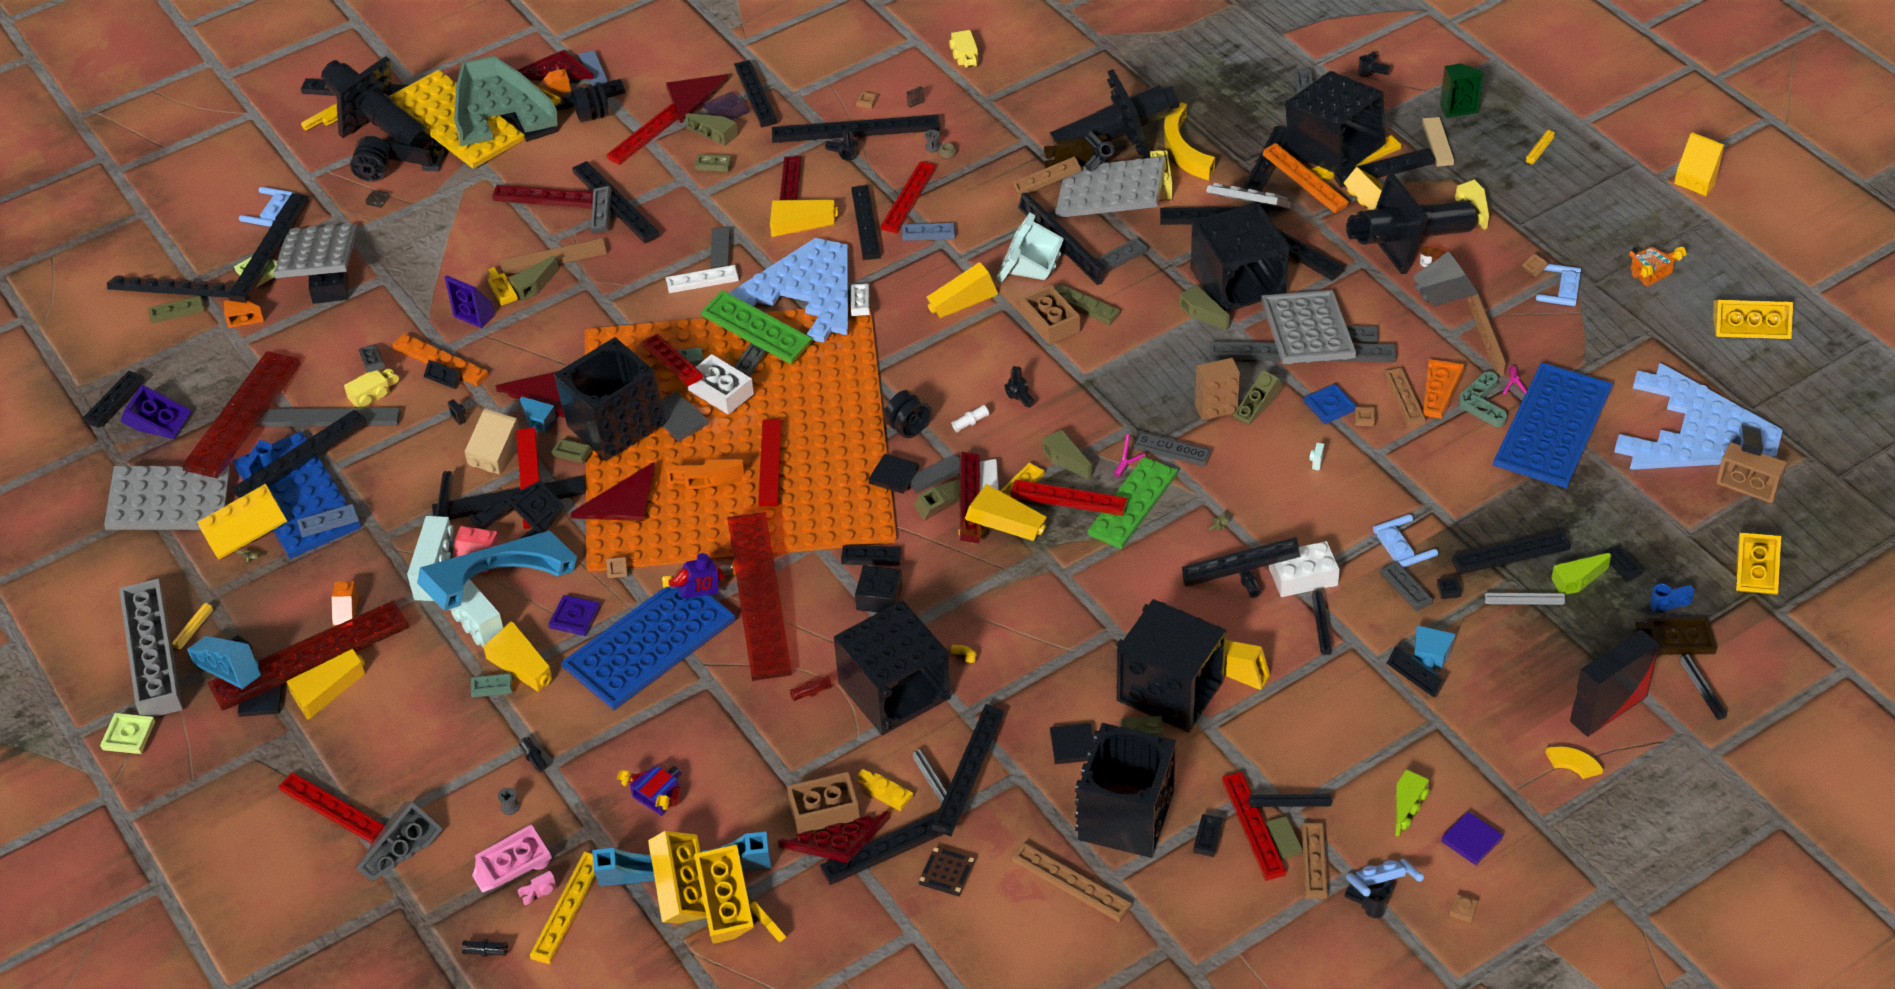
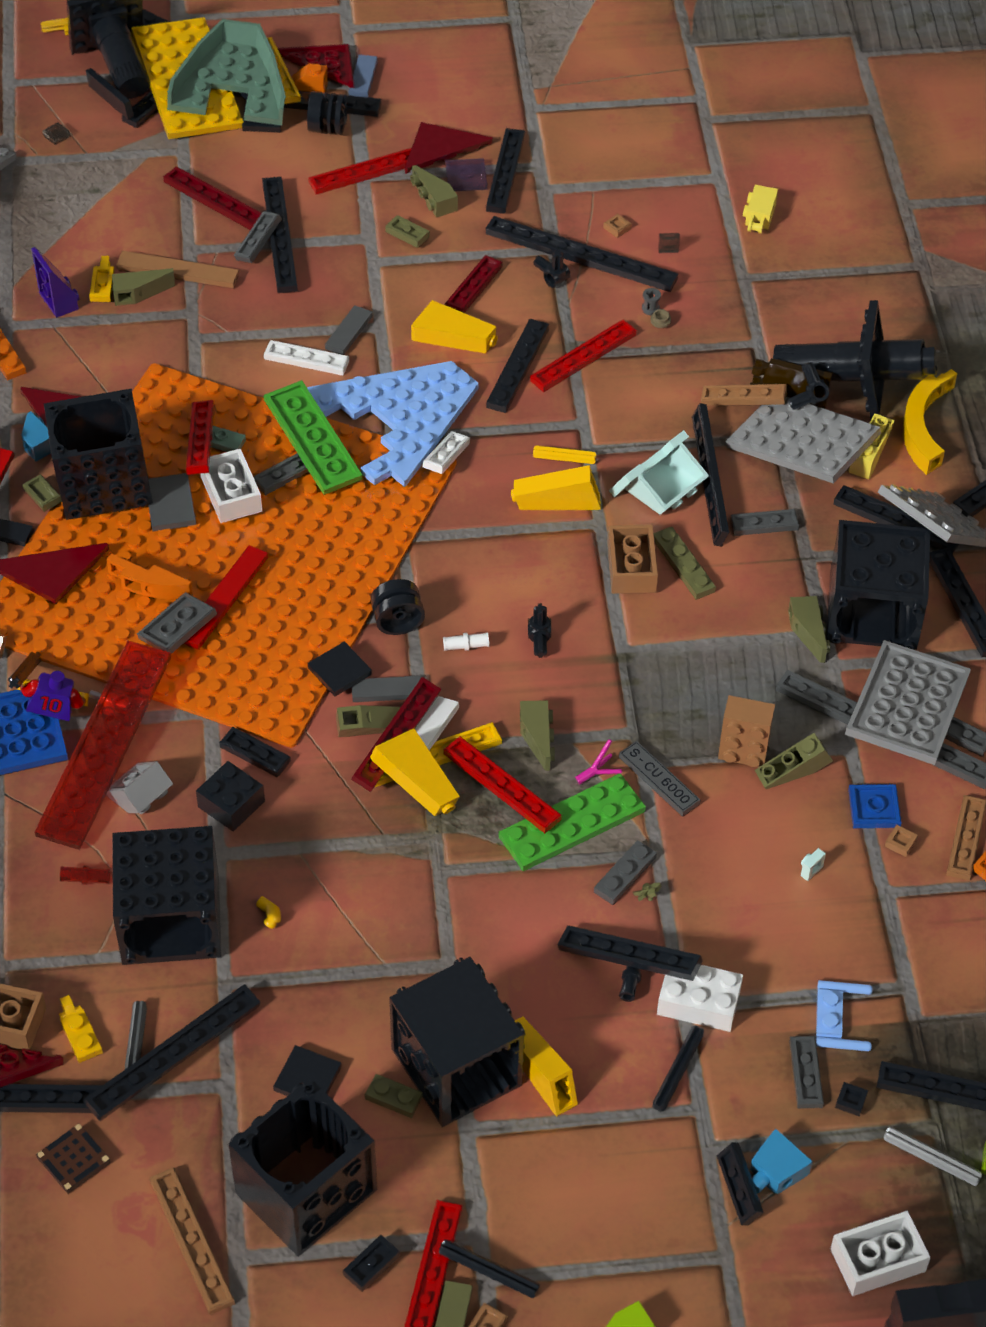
camera: 25 degrees right, 5 degrees up
(370, 158) = (72, 88): black wheel -> none
(662, 570) = (24, 670): none -> axle
(750, 492) = (177, 623): none -> dark grey tile
(806, 613) = (140, 787): none -> light grey slope
(930, 231) = (576, 404): sand blue tile -> none
(946, 268) = (564, 454): none -> yellow axle
(1193, 518) = (625, 872): none -> dark grey plate
(1537, 669) = (880, 1253): none -> white brick

